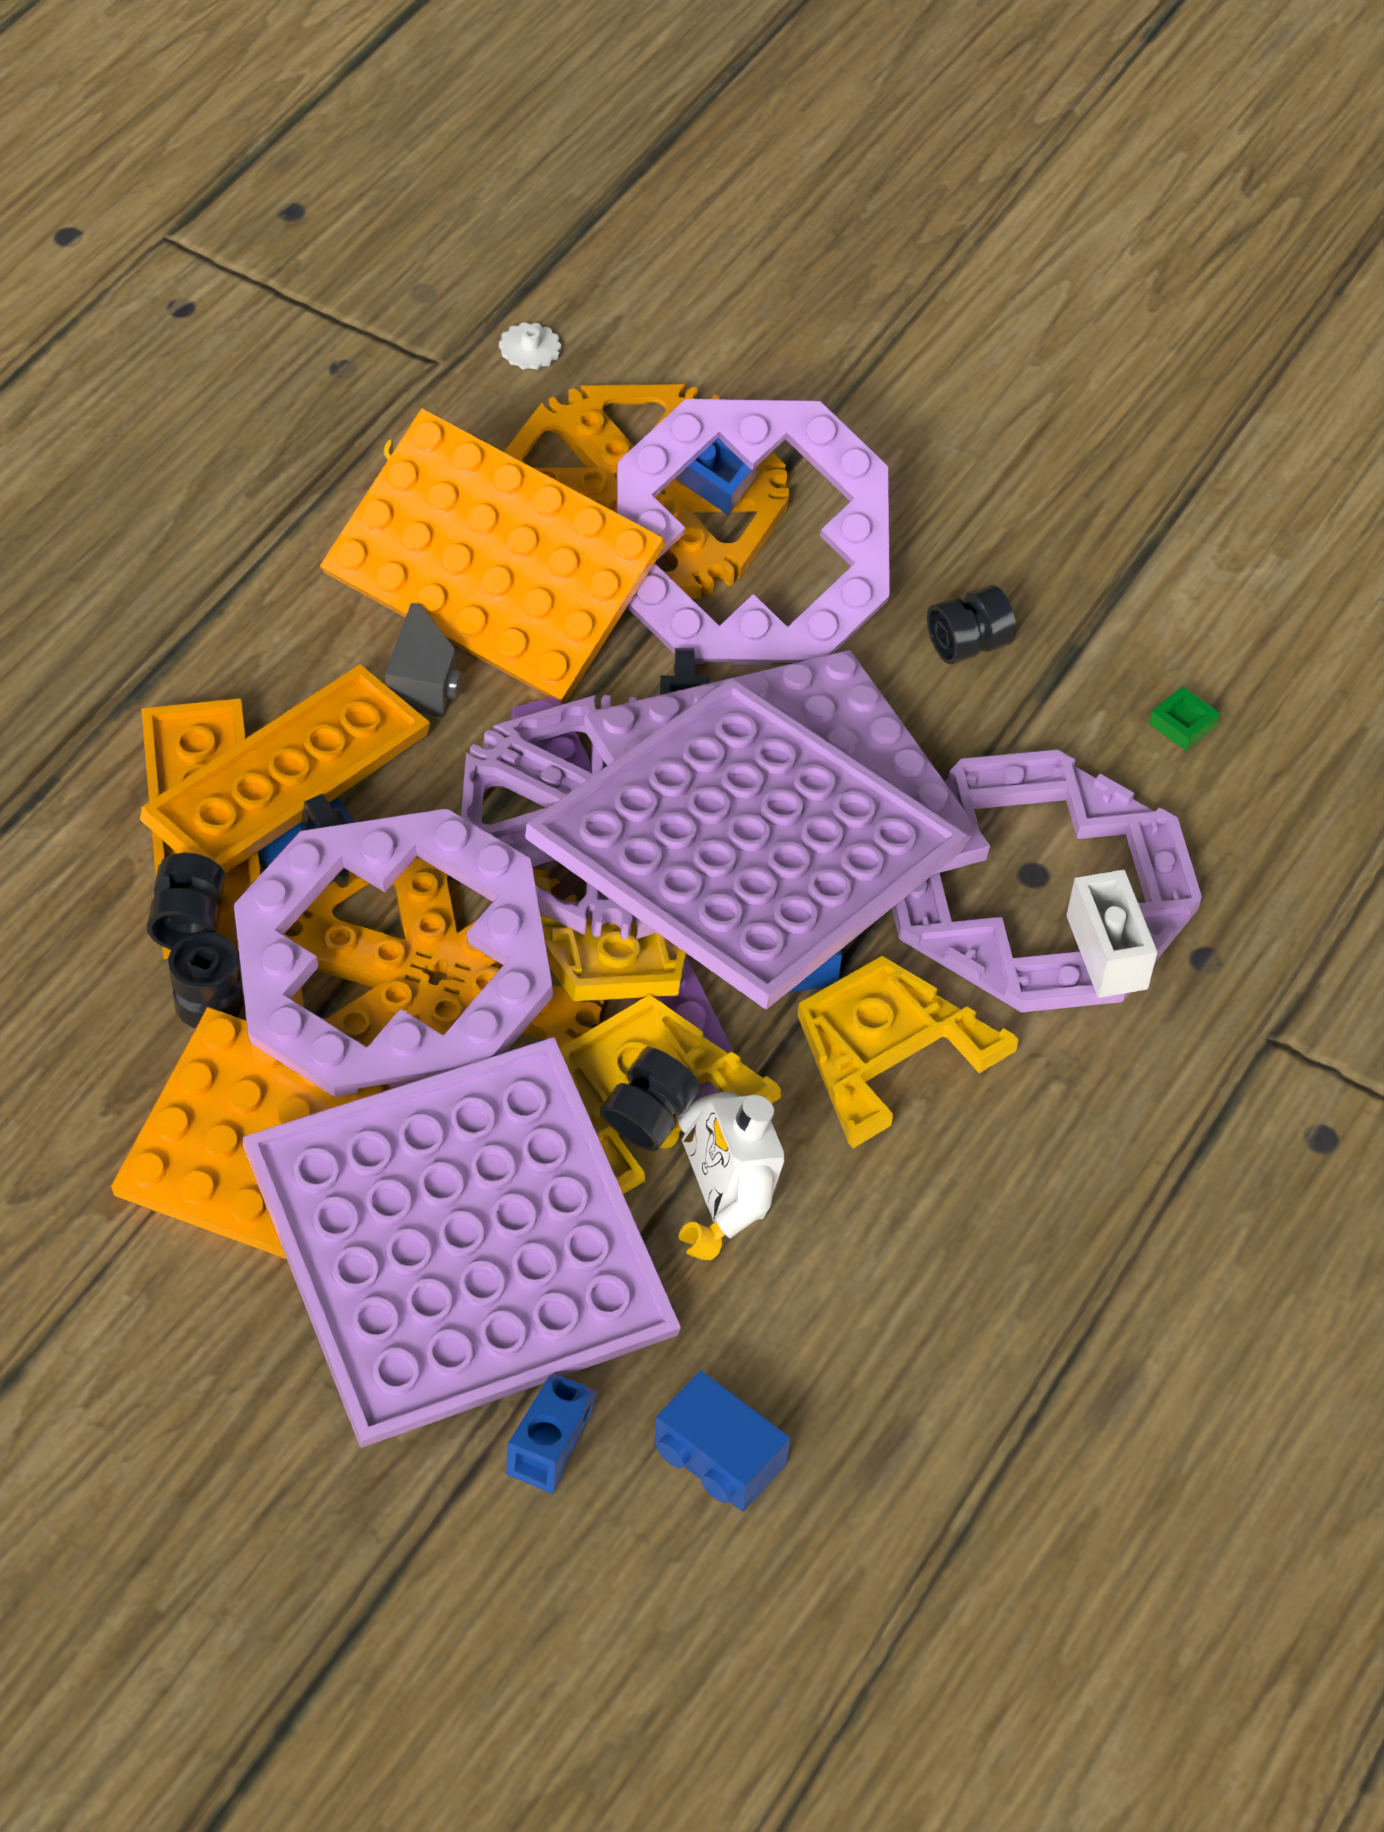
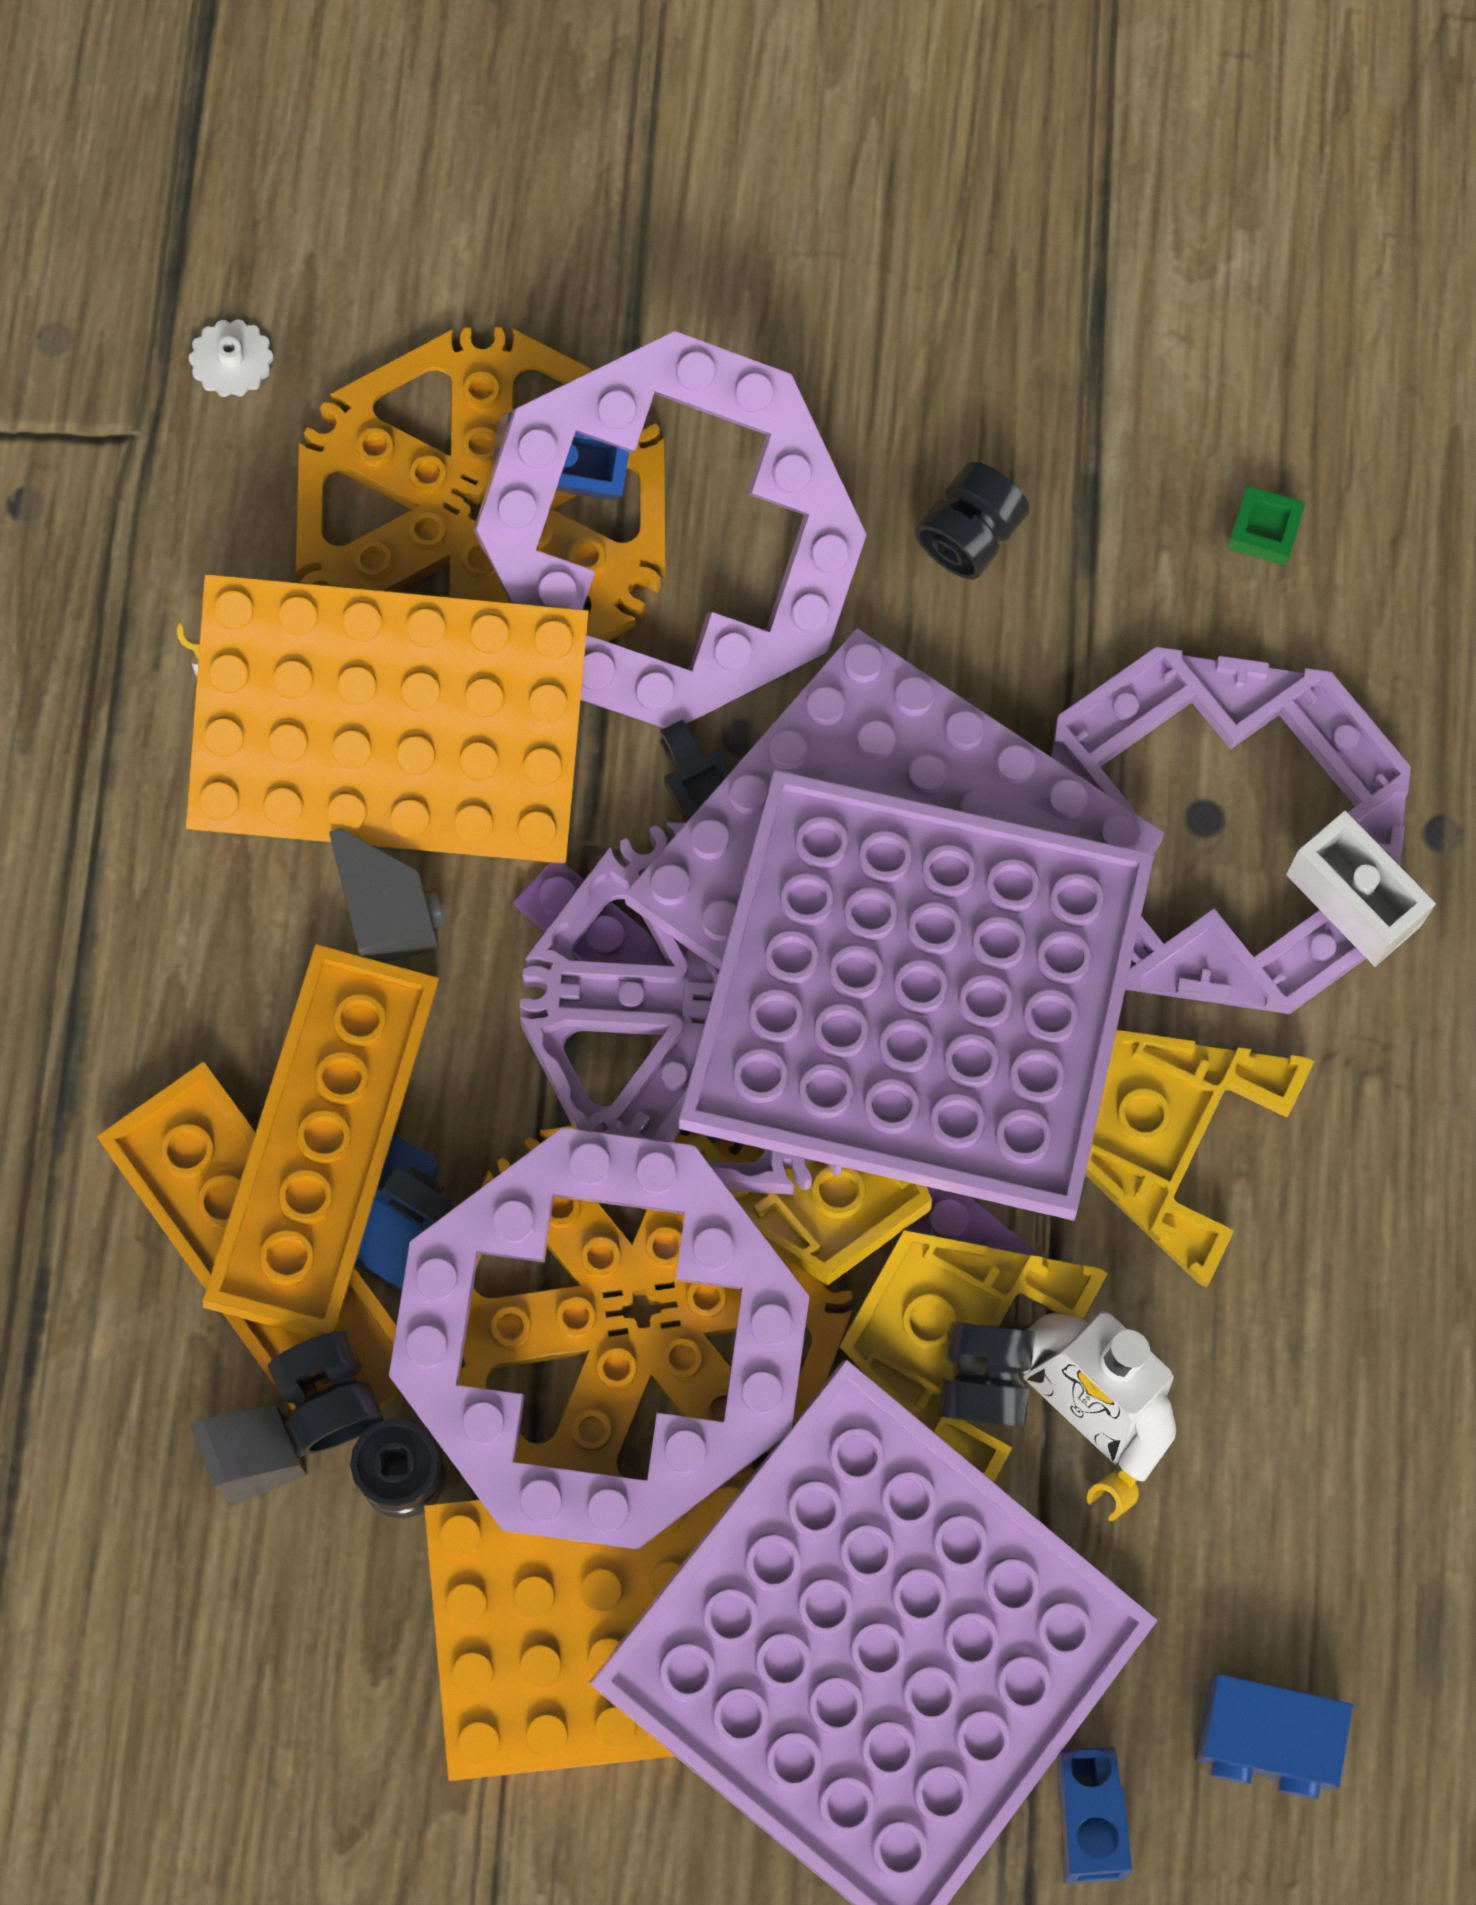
camera: 25 degrees left, 20 degrees up
(110, 921) = (249, 1451): none -> dark grey slope

